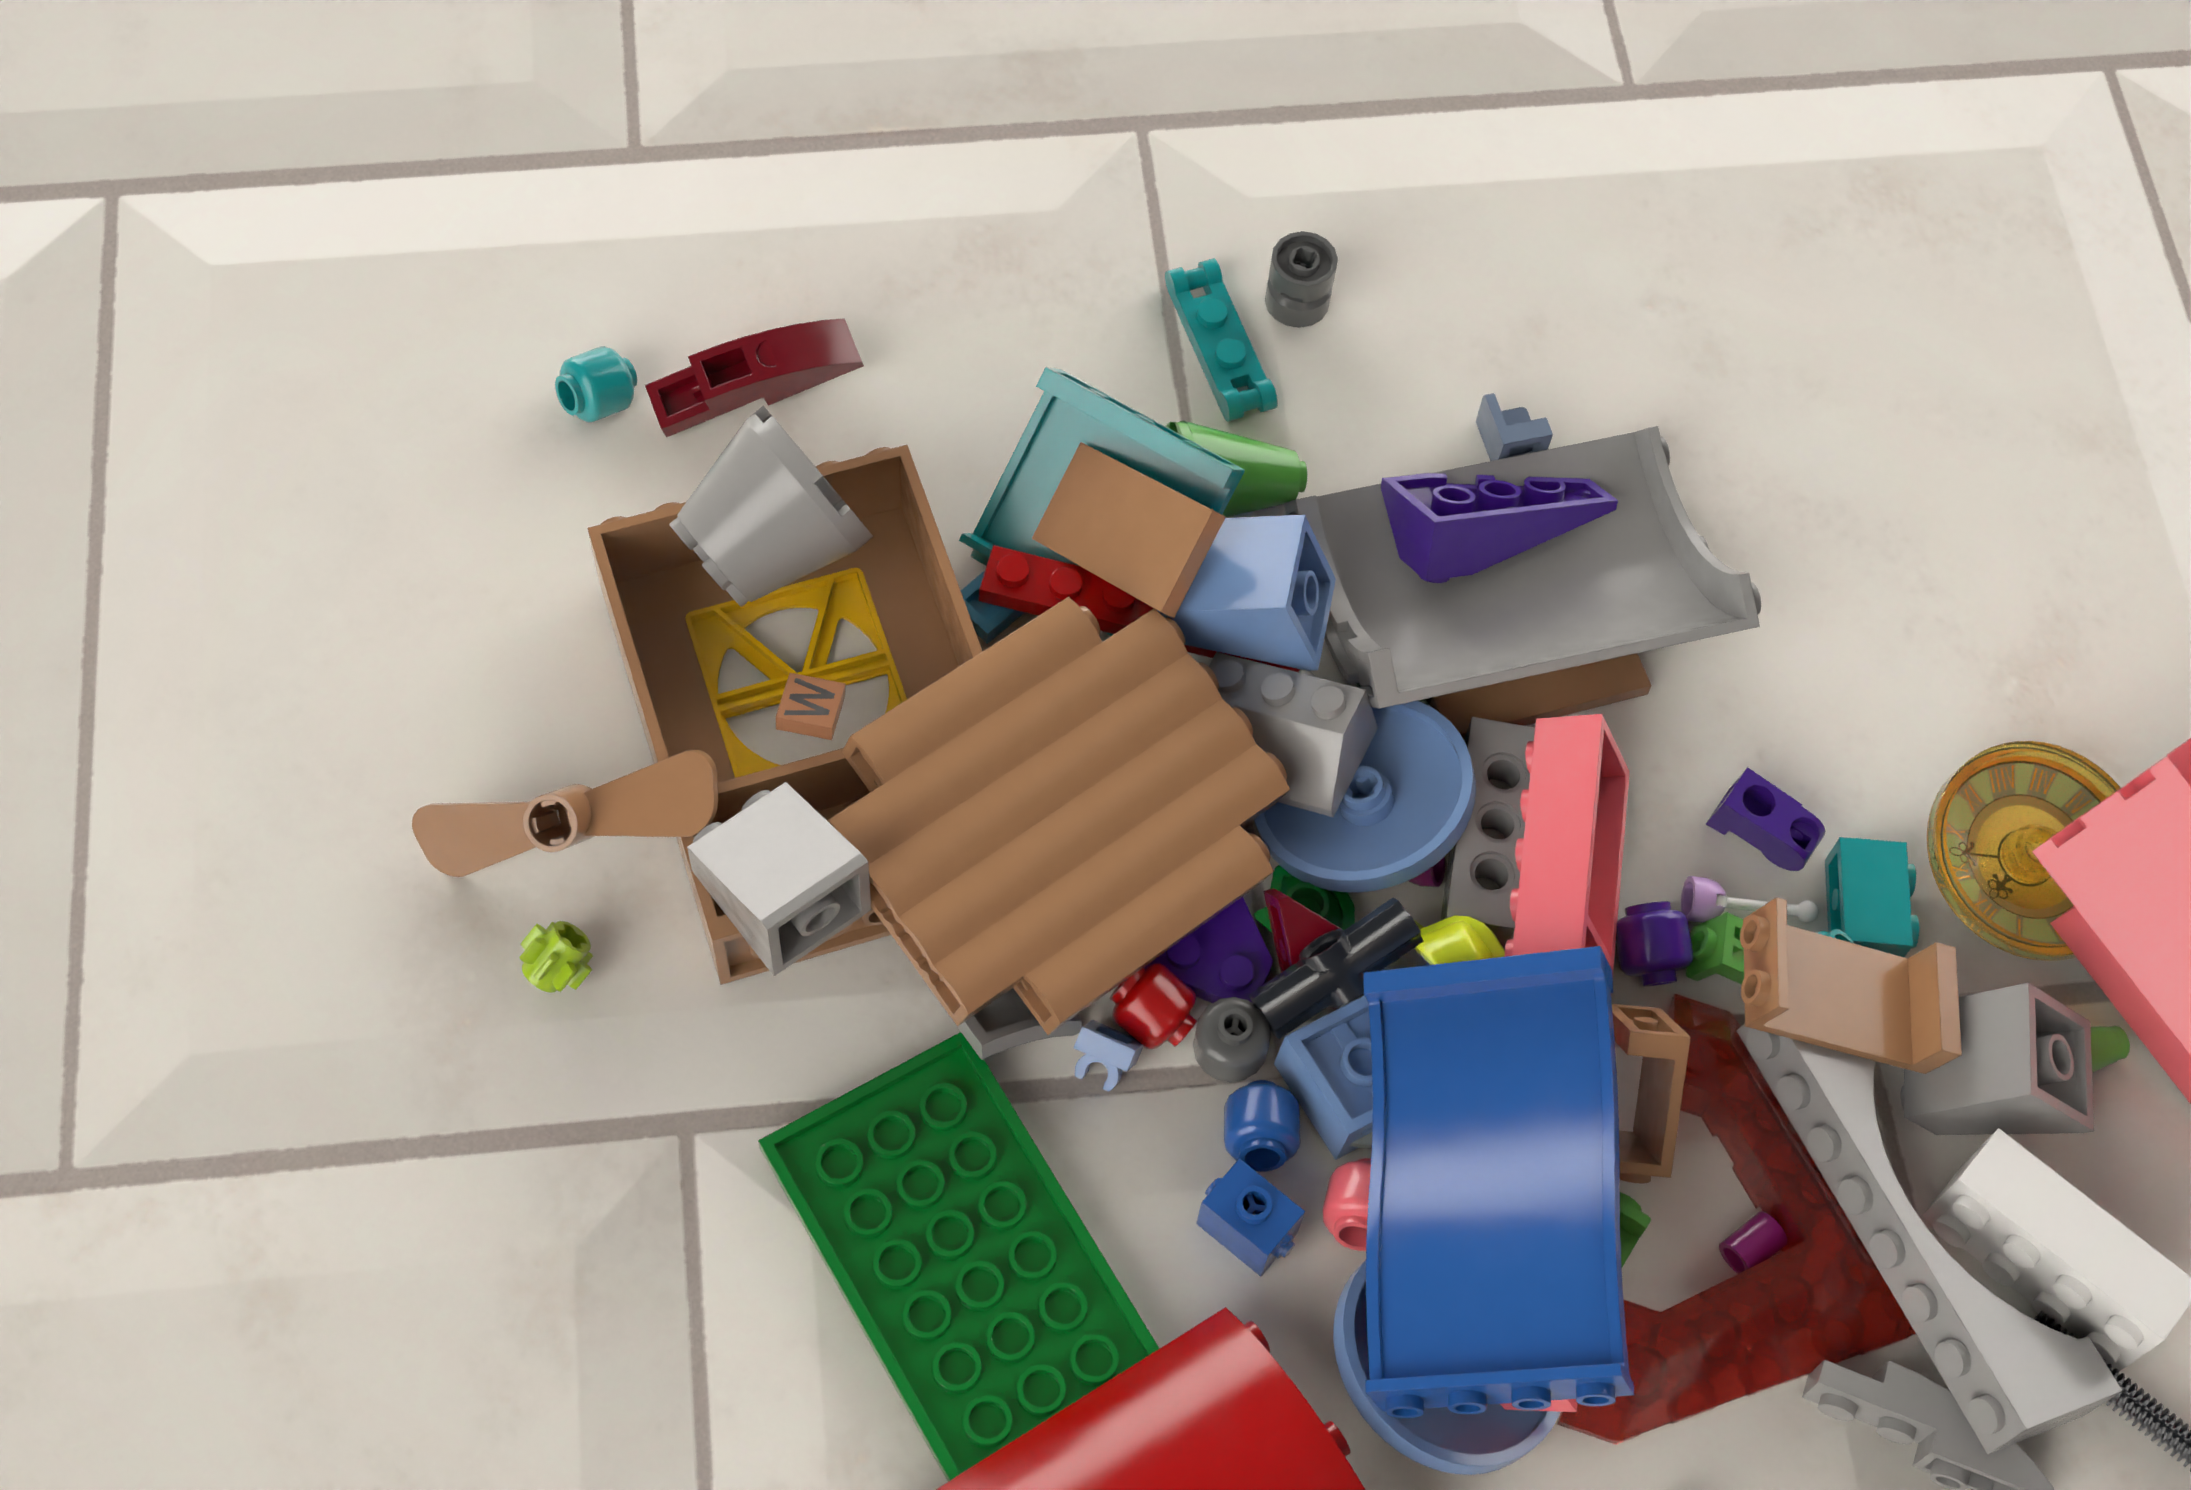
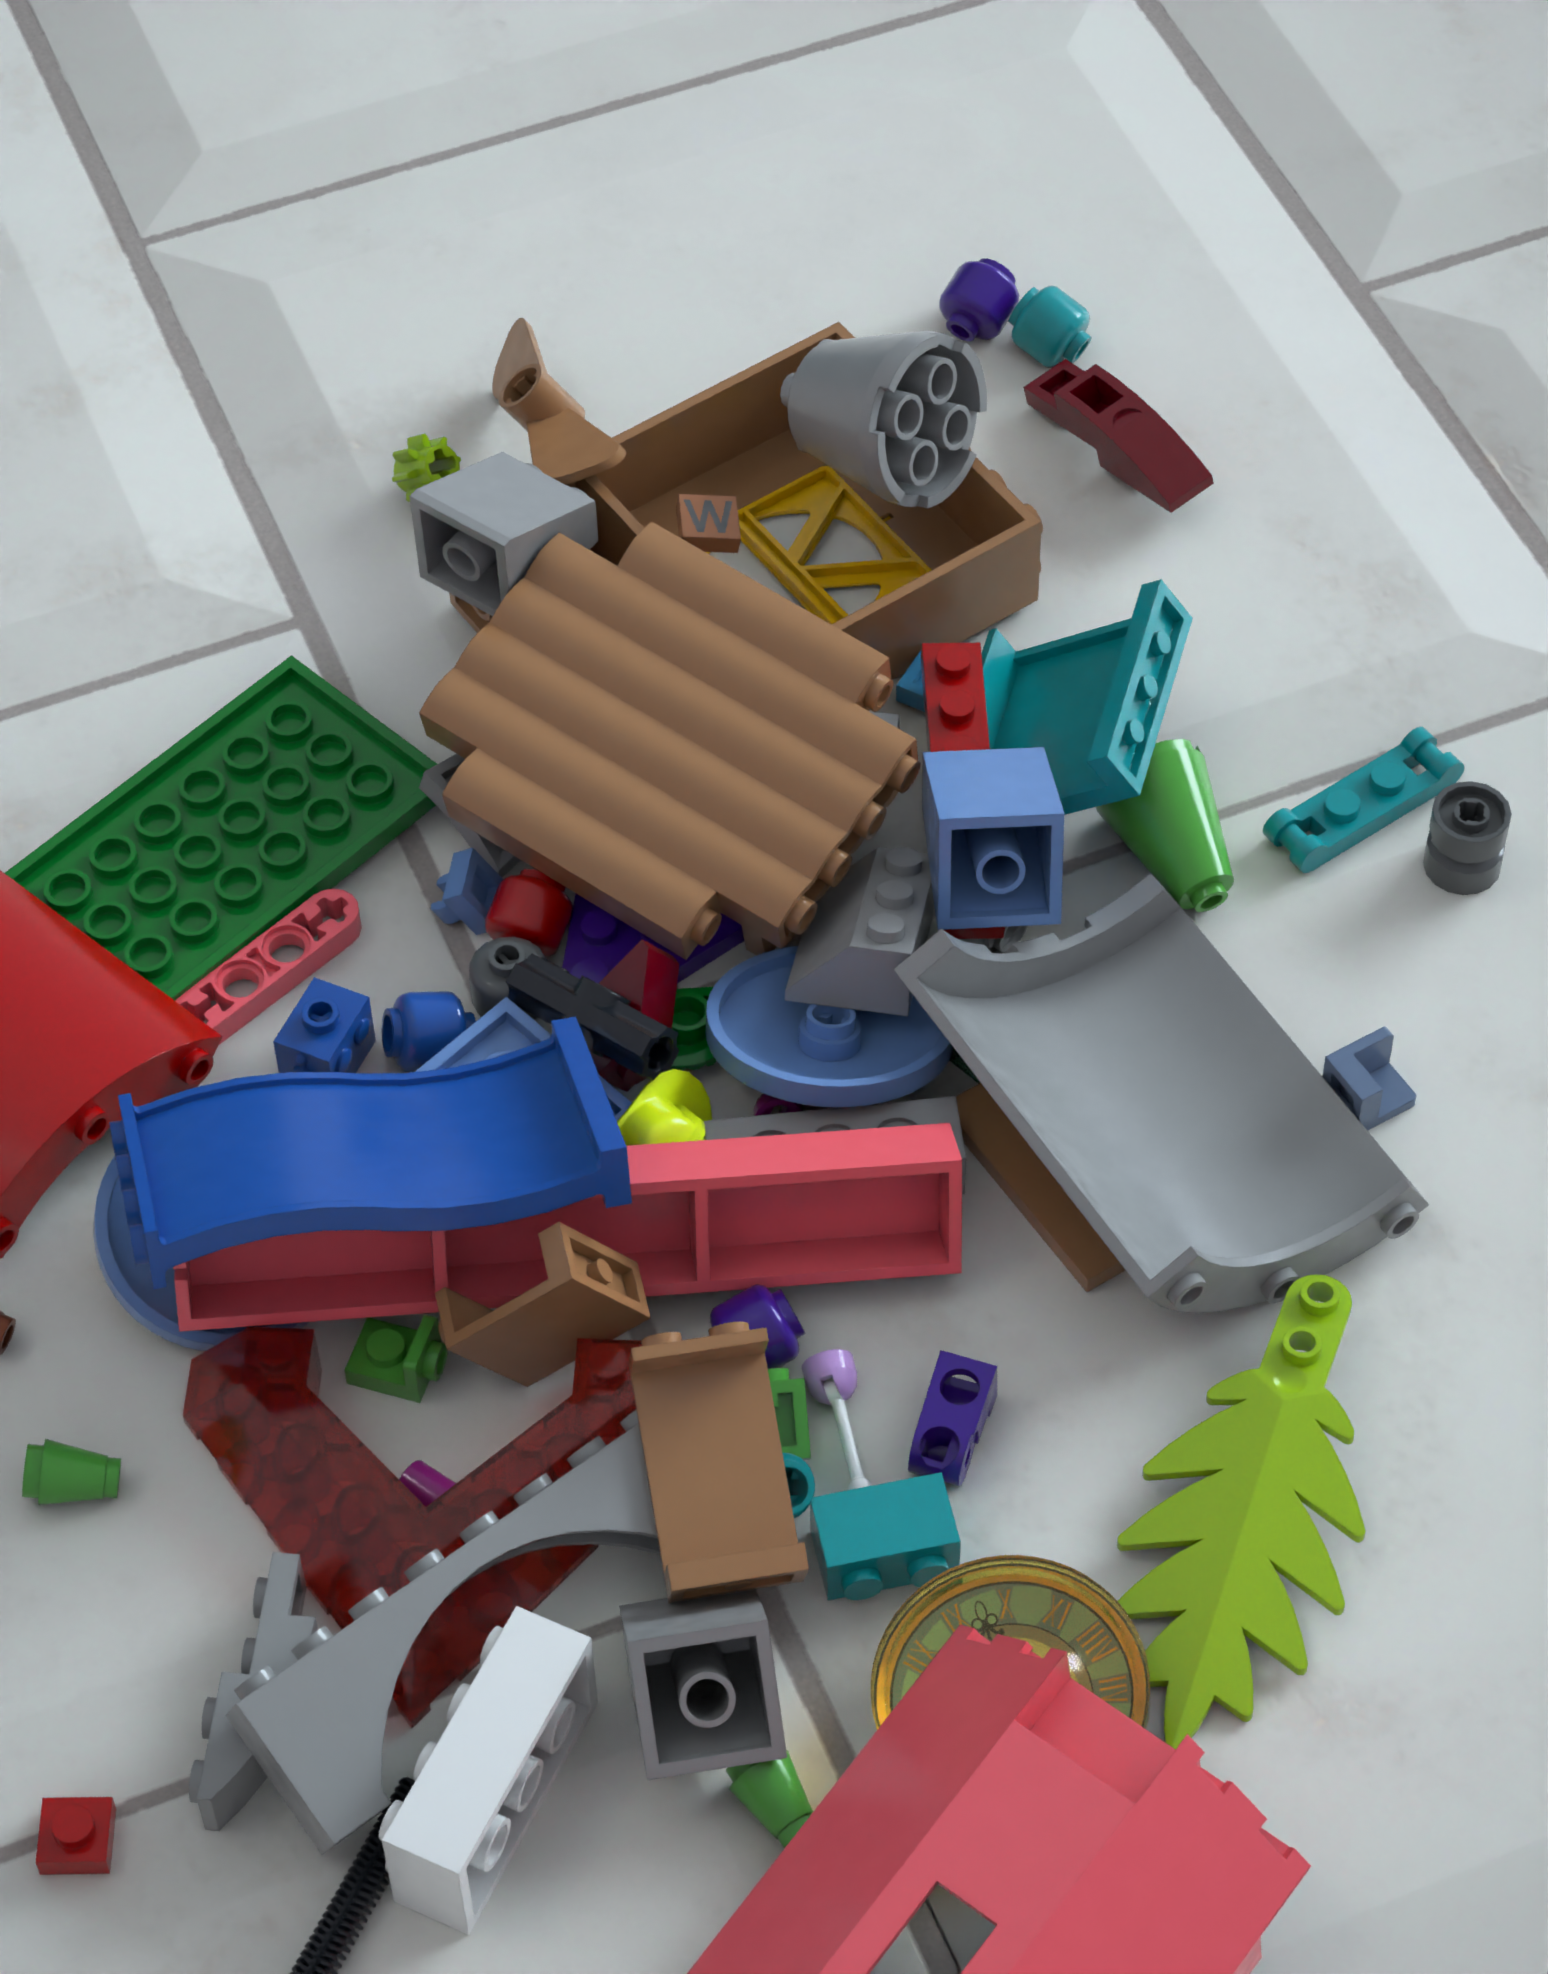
camera: 80 degrees right, 10 degrees down
(537, 429) = (979, 300): none -> dark purple head
(1128, 529) = (1012, 710): medium nougat tile -> none
(1139, 1255) = (272, 976): none -> coral beam
(1465, 528) = (1208, 1045): dark purple wedge -> none
(1903, 641) = (1248, 1517): none -> lime plant

